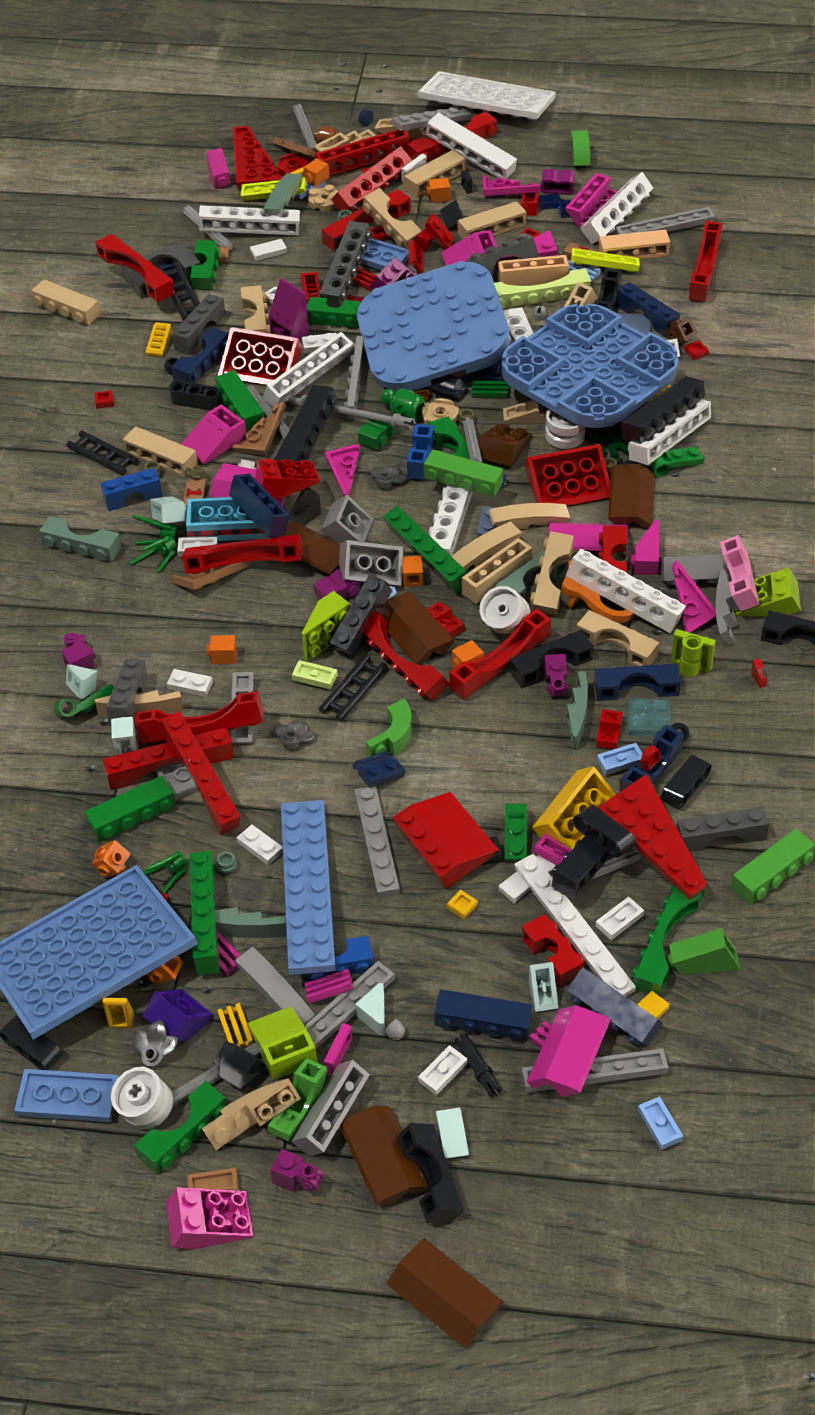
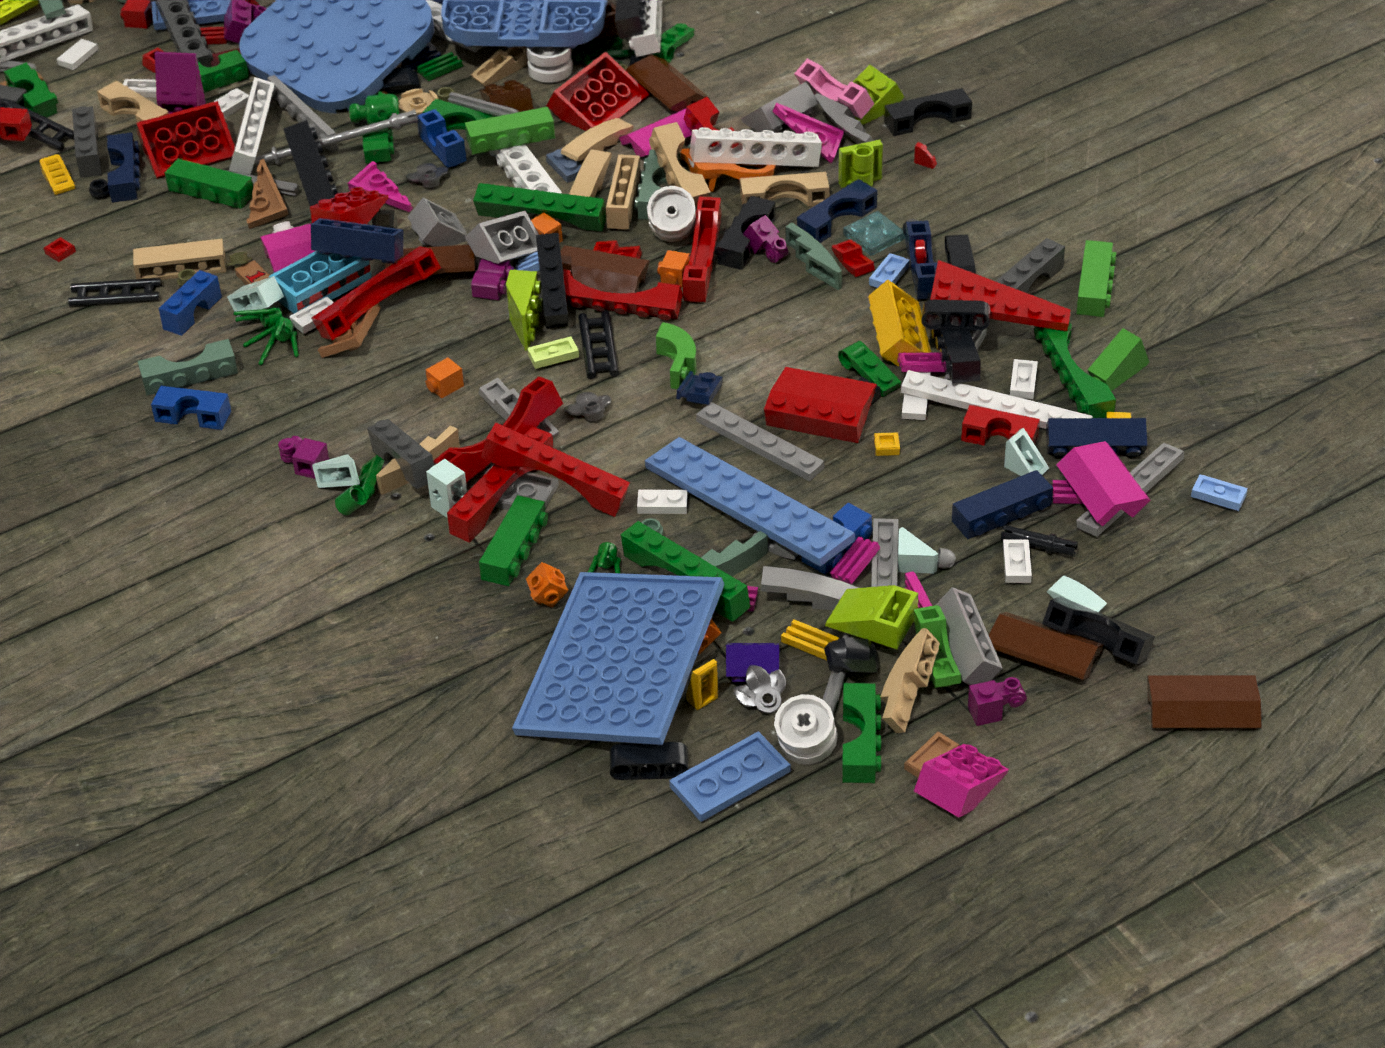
camera: 40 degrees left, 5 degrees down
(58, 577) = (174, 403): none -> blue arch
(189, 683) = (438, 421): white plate -> none
(194, 395) = (157, 200): black beam -> none
(215, 434) = (222, 216): dark pink slope -> none
(647, 552) = (733, 113): dark pink slope -> none

